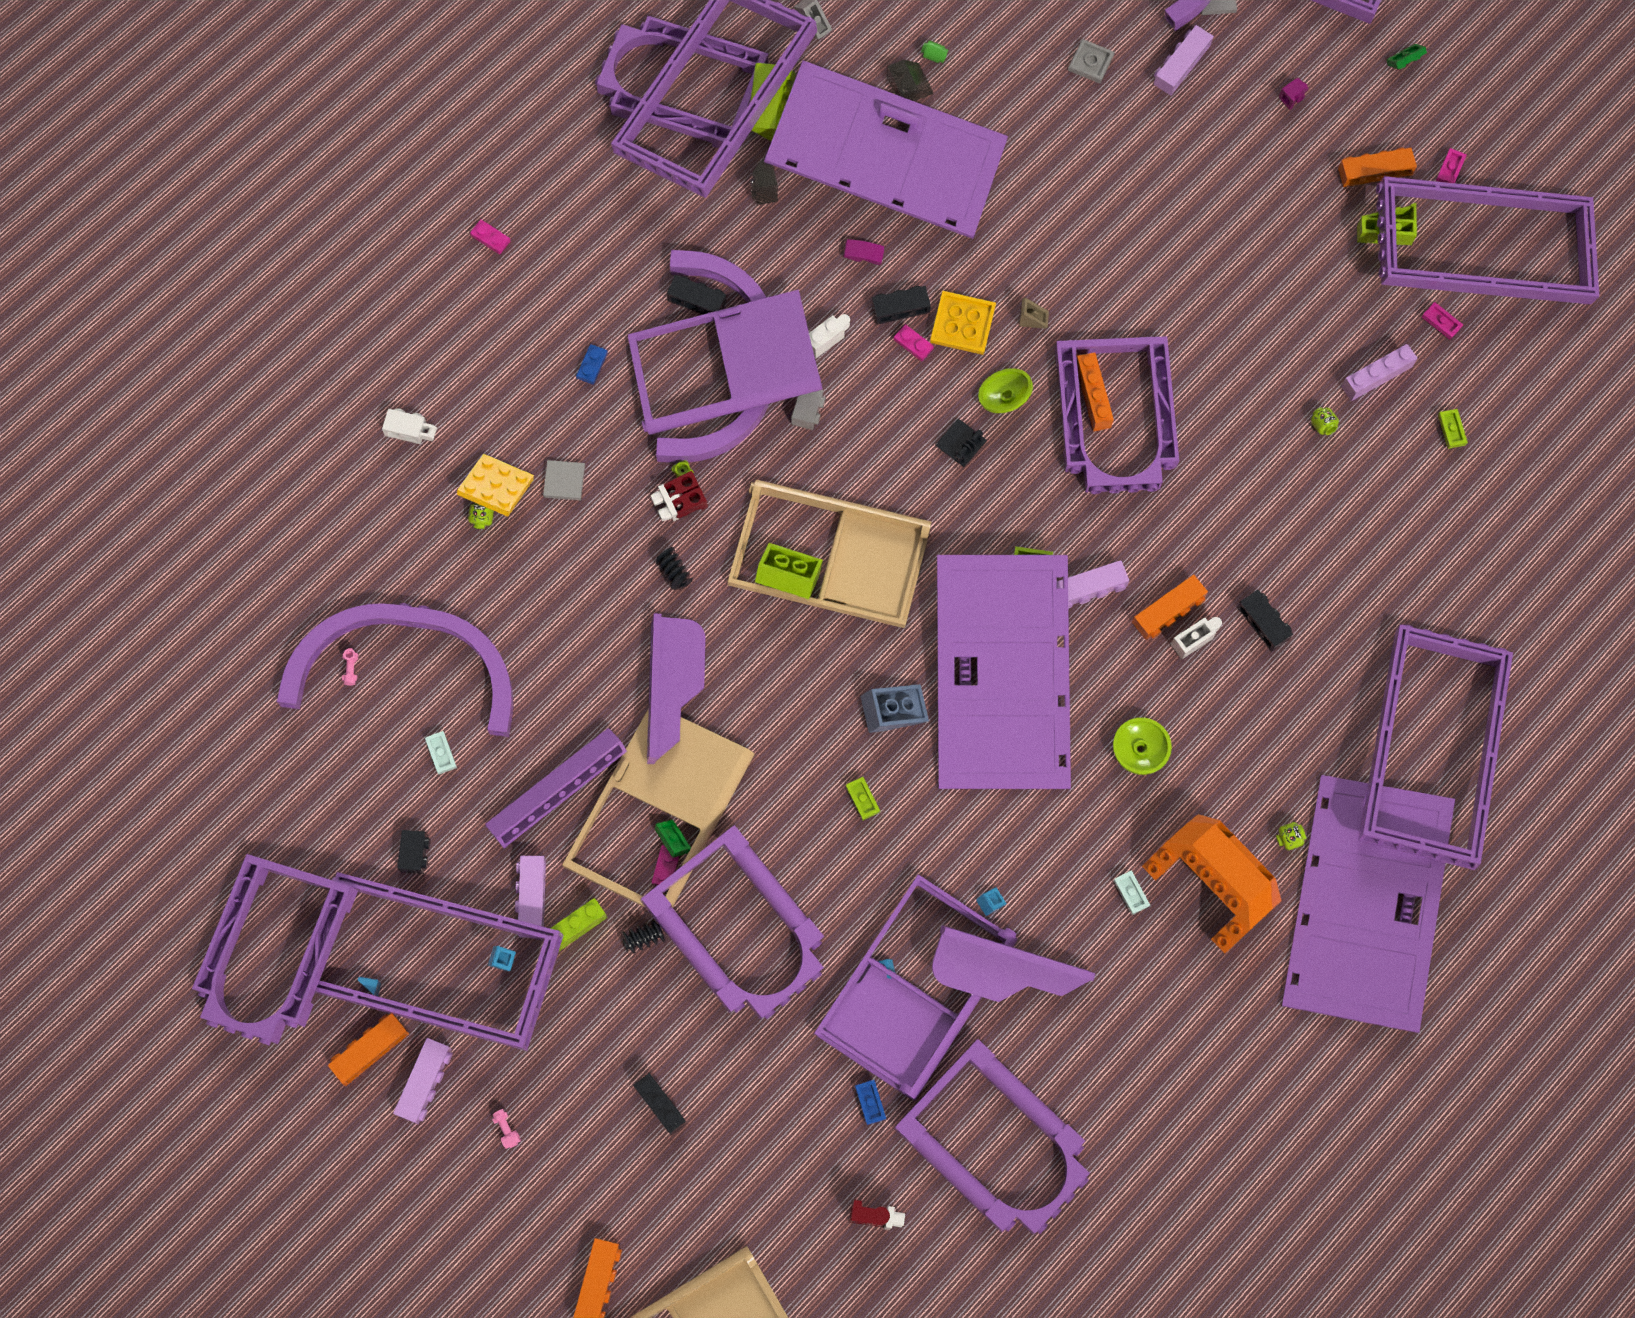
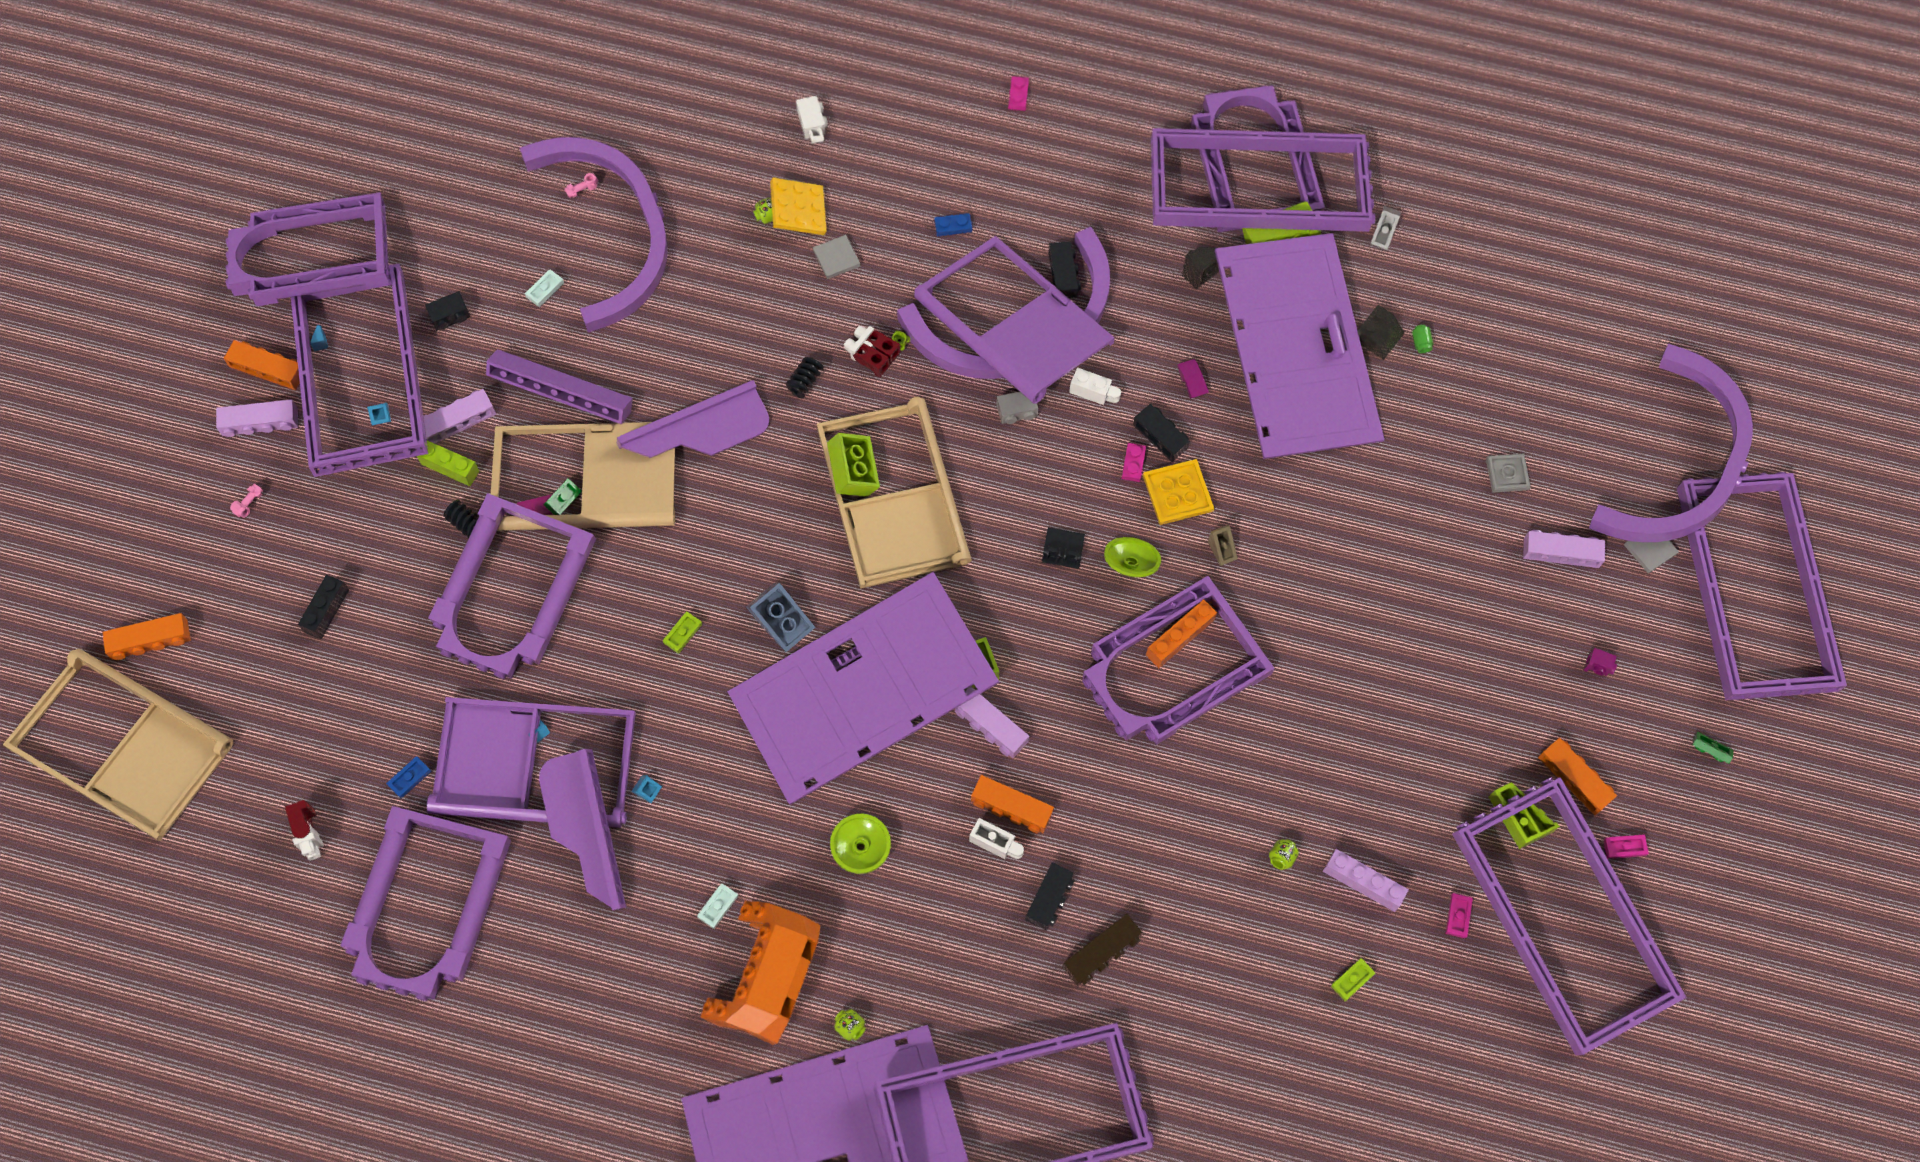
camera: 60 degrees right, 5 degrees down
(1332, 603) = (1102, 949): none -> dark brown brick

